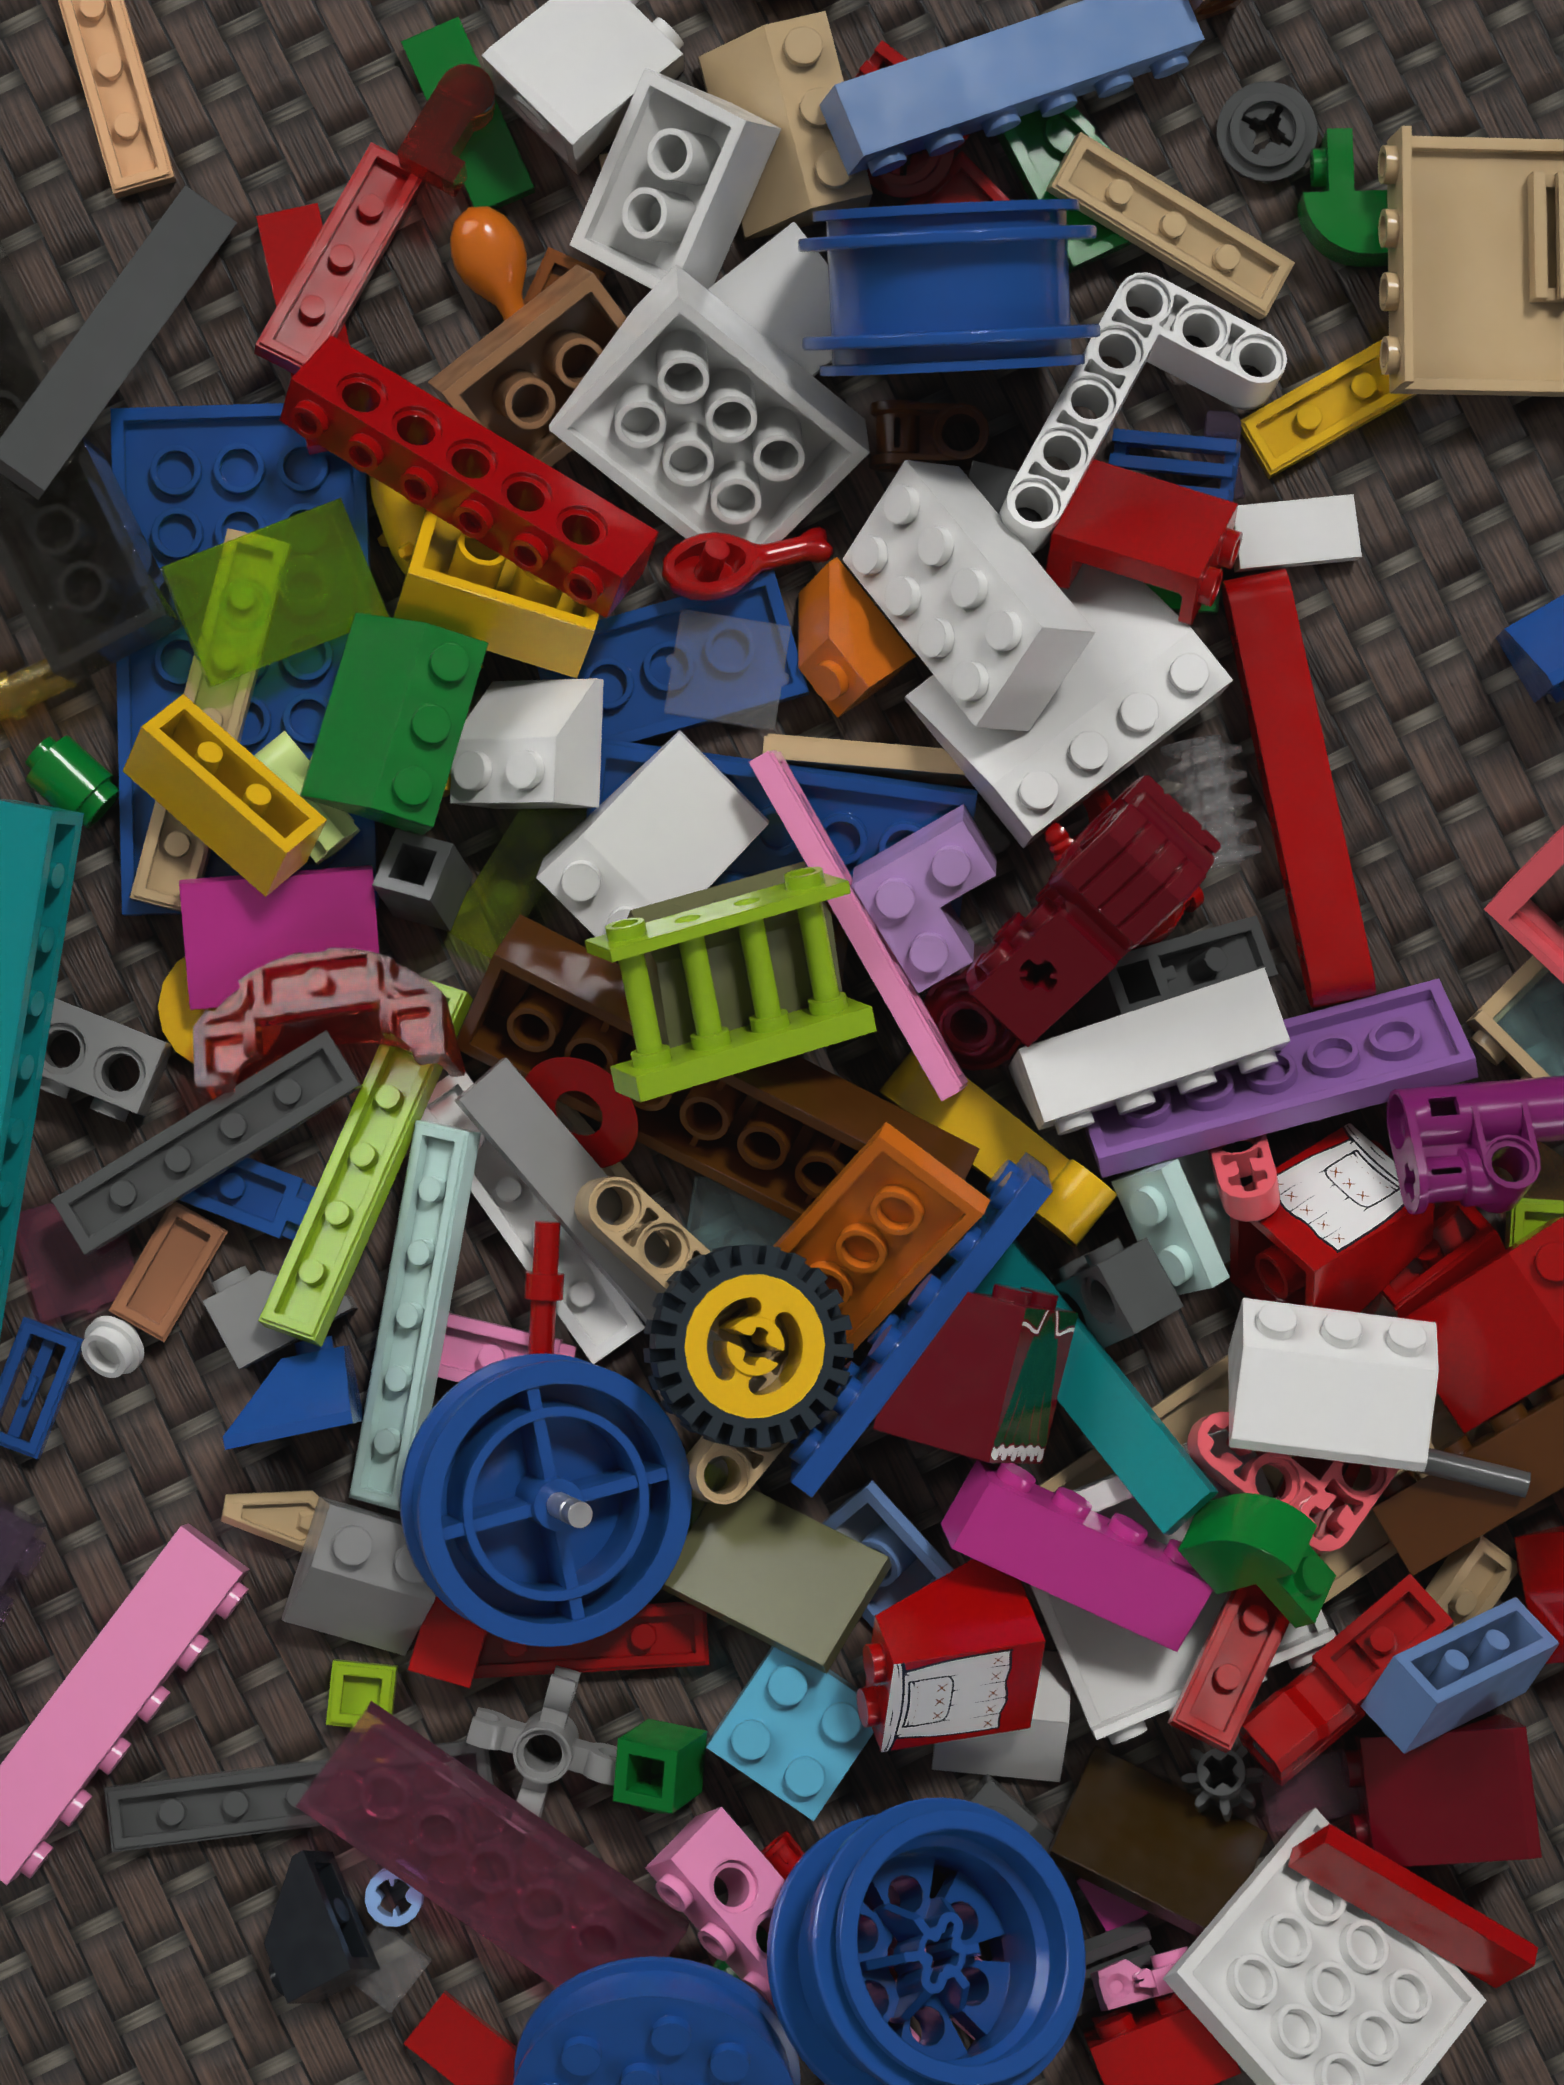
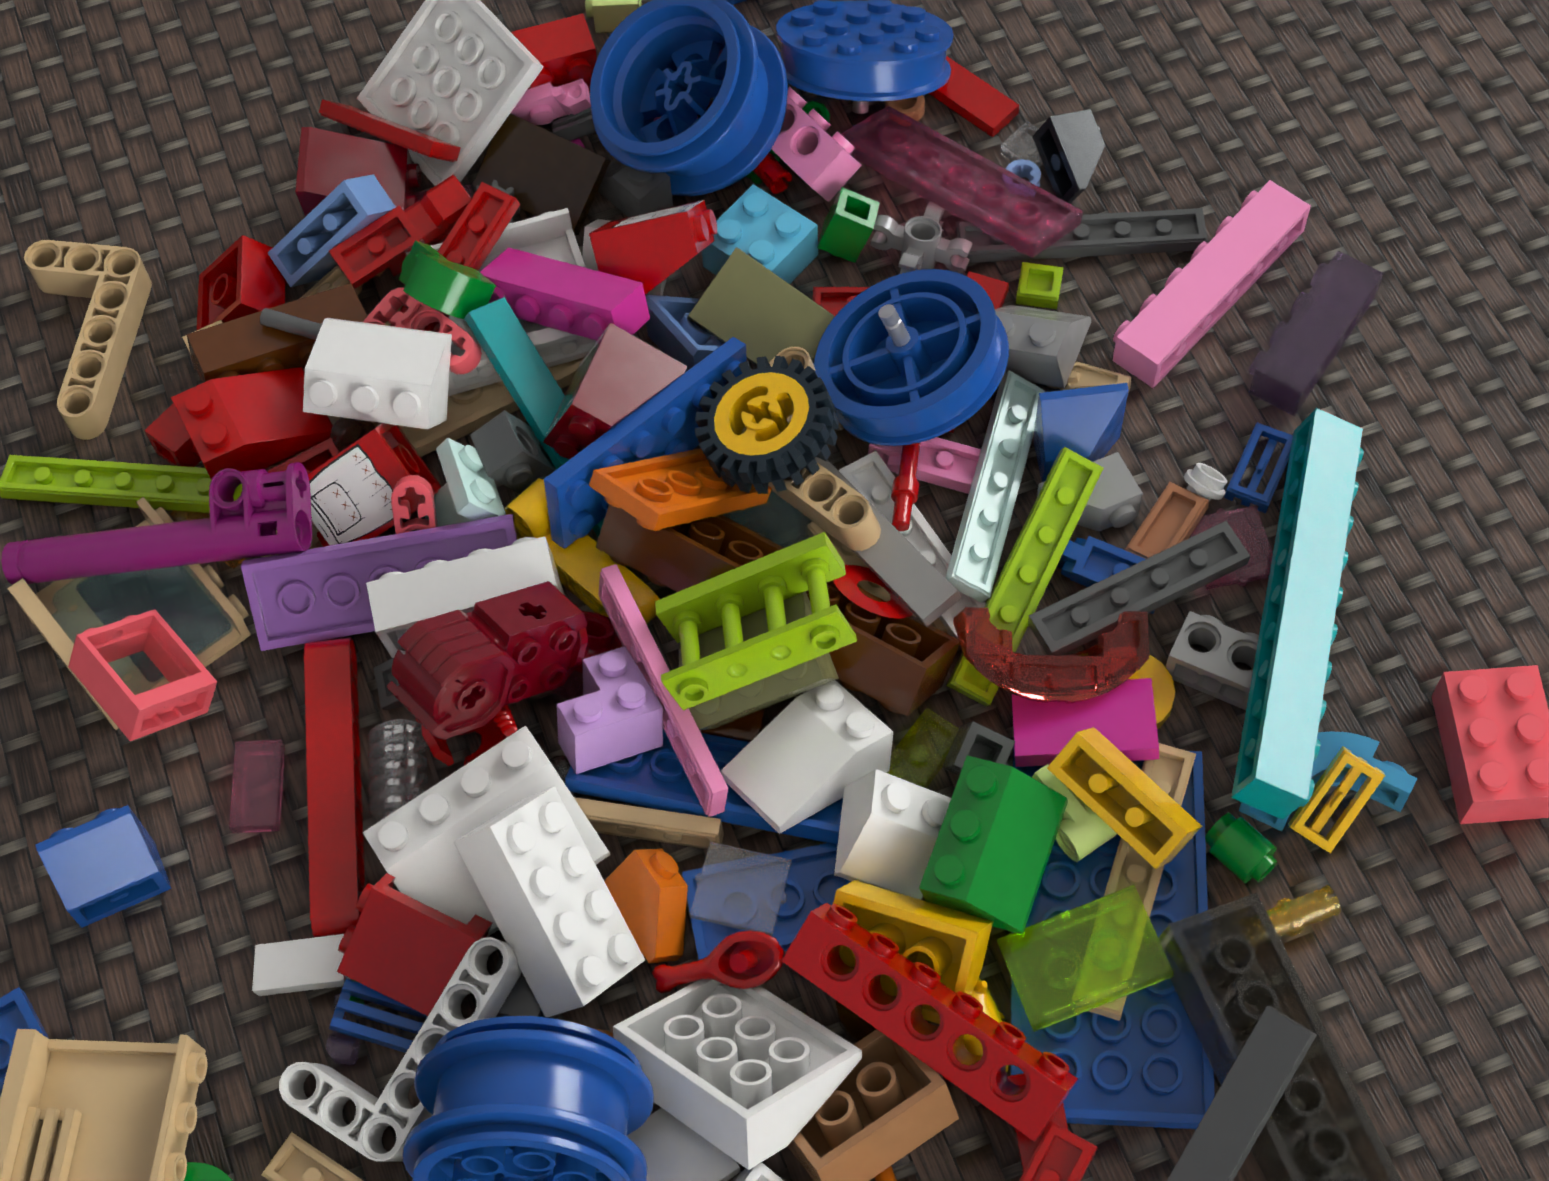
camera: 175 degrees left, 25 degrees down
(1320, 412) = (259, 1062): yellow tile -> none
(1406, 785) = (257, 786): none -> clear pink tile

